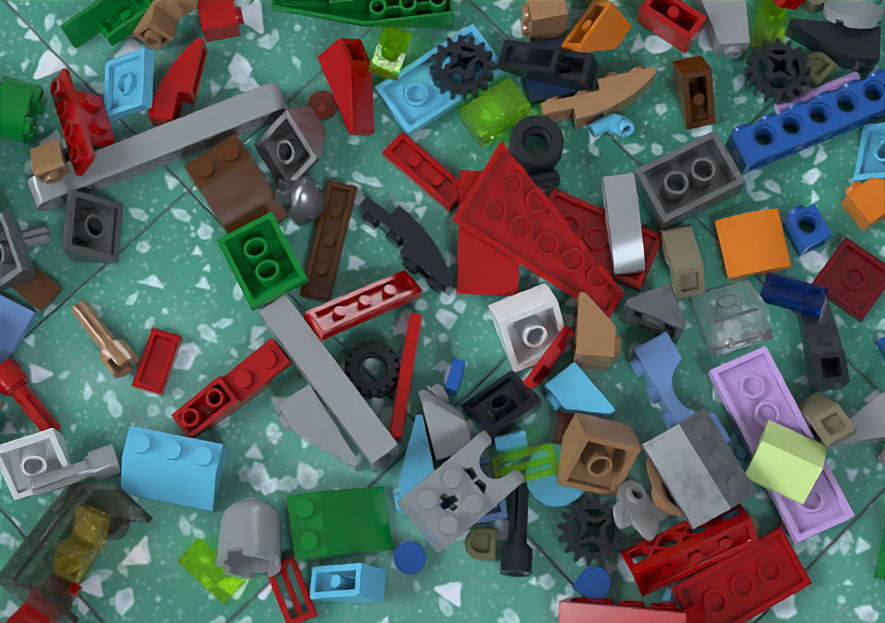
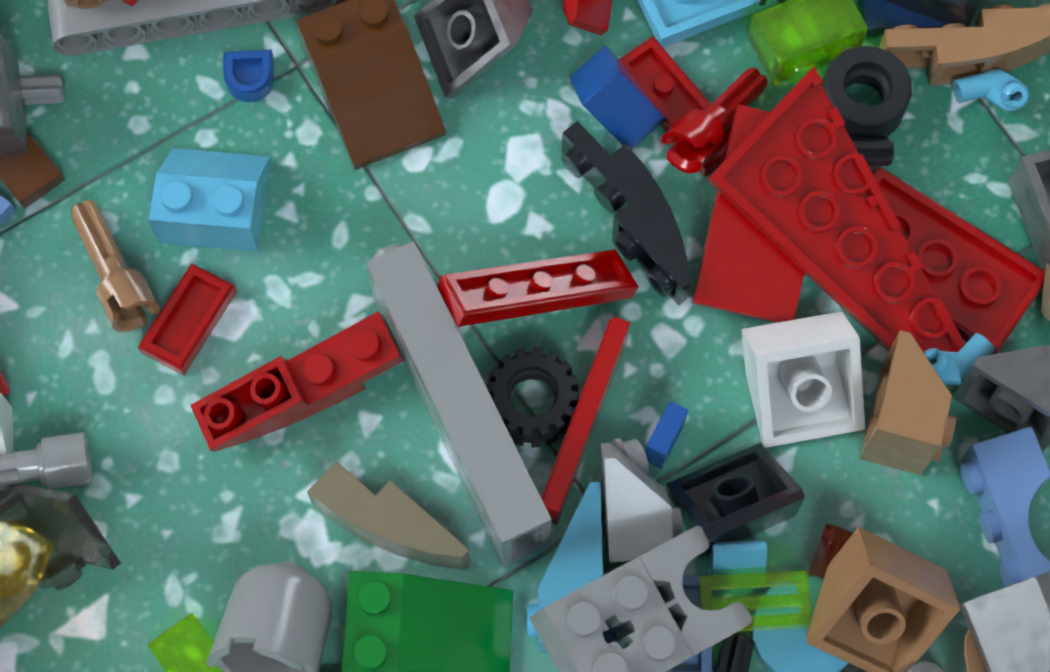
camera: 10 degrees right, 5 degrees down
(92, 228) = (130, 92): flat silver slope -> none
(155, 285) = (210, 199): none -> medium azure slope
(161, 201) = (249, 74): none -> blue tile
(172, 468) = (173, 491): medium azure slope -> none
(262, 261) = (389, 186): green slope -> none
(301, 460) = (386, 519): none -> dark tan slope
(305, 199) = (476, 106): flat silver piece -> none
(312, 423) = (415, 460): light grey slope -> none
(329, 242) = (502, 183): reddish brown tile -> none
(387, 175) = (616, 98): none -> blue slope
(442, 190) = (701, 132): none -> red piece
(549, 358) = (829, 432): red tile -> none
(574, 392) = (862, 495): medium azure slope -> none
(615, 304) = (954, 366): none -> medium azure arm
(623, 223) = (988, 240): light grey slope -> none

